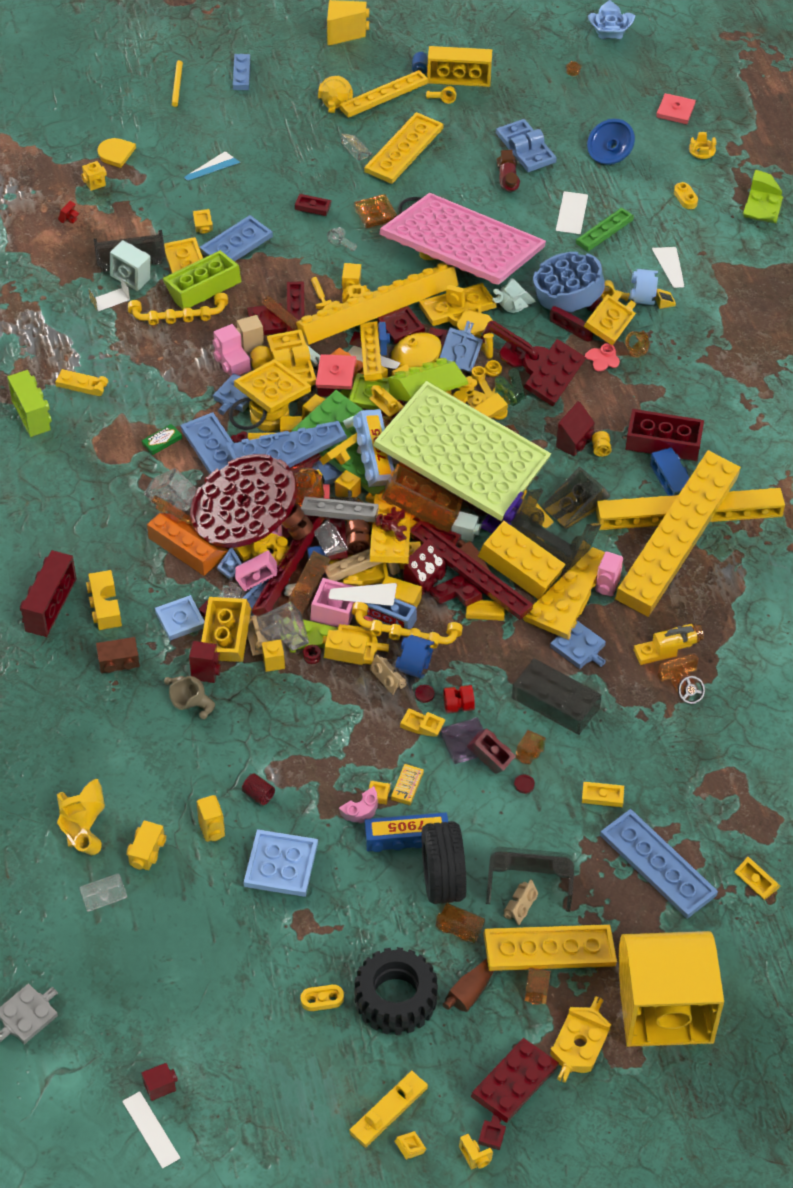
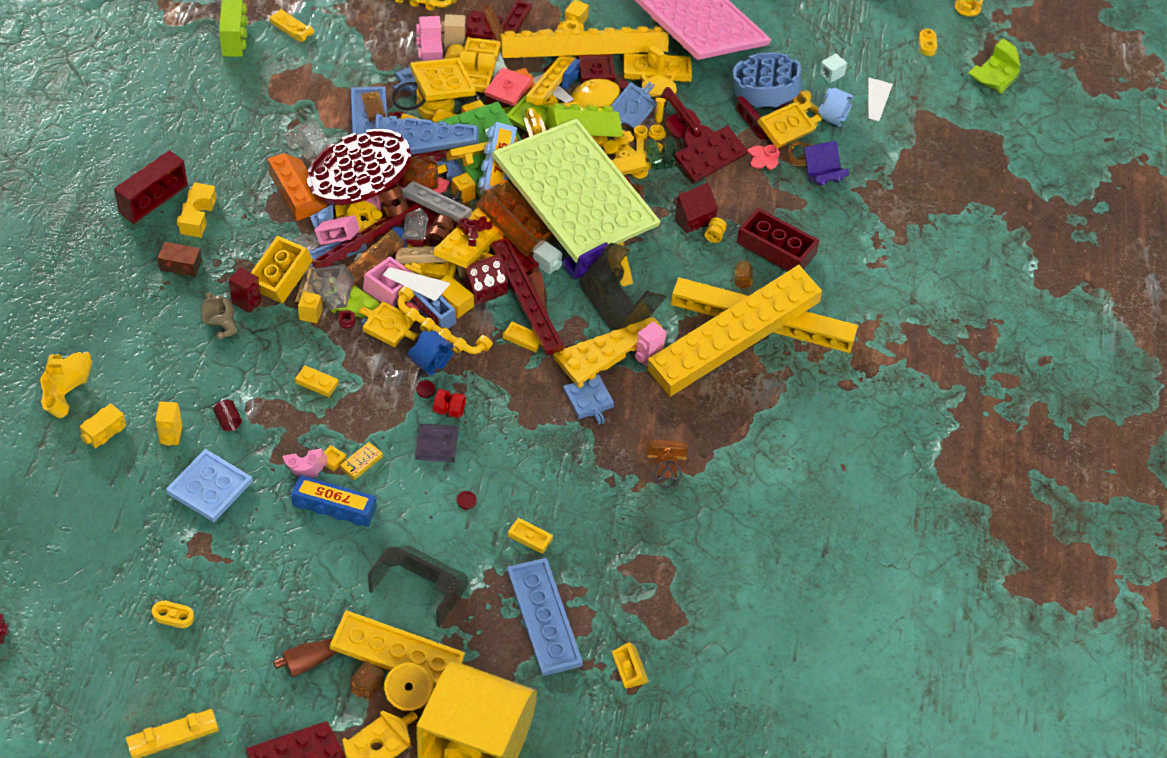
camera: 20 degrees right, 0 degrees up
(103, 892) = (45, 451): clear slope -> none
(162, 439) = (330, 95): tile -> none
(176, 513) = (298, 158): clear orange wing -> none
(180, 617) = (251, 246): light blue tile -> none
(214, 435) = (372, 105): none -> clear orange tile
(319, 724) = (316, 381): none -> yellow plate
(320, 294) = (542, 17): yellow piece -> none
(345, 647) = (372, 321): yellow brick -> none
(385, 673) = (400, 357): tan hinge -> none
(401, 966) = (231, 610): black tyre -> none
(422, 724) = (405, 413): yellow slope -> none
(443, 862) = (339, 536): black tyre -> none
(456, 587) = (508, 308): dark red plate -> none
(460, 923) = (333, 598): clear orange bracket -> none
(491, 751) = (448, 458): dark red brick -> none
(513, 297) = (710, 76): light aqua helmet -> none
(521, 560) = (576, 303): yellow brick -> none
(525, 896) = (400, 602): tan hinge -> none
(530, 747) = (488, 469): clear orange brick -> none
(556, 696) = (539, 434): clear smoke brick -> none
(572, 212) = (812, 23): white sticker -> none
(575, 498) = (662, 269): clear smoke slope -> none
(596, 973) = (422, 686): none -> yellow wheel
(604, 229) = (831, 47): bright green tile -> none
(617, 250) = (833, 68): none -> light aqua brick
(650, 477) = (743, 274): none -> clear orange brick
(663, 345) = (824, 163): none -> dark purple bracket
(664, 299) = (852, 124): yellow slope -> none
(666, 643) = (671, 424): yellow plate -> none
(669, 471) = (764, 270): blue brick -> none

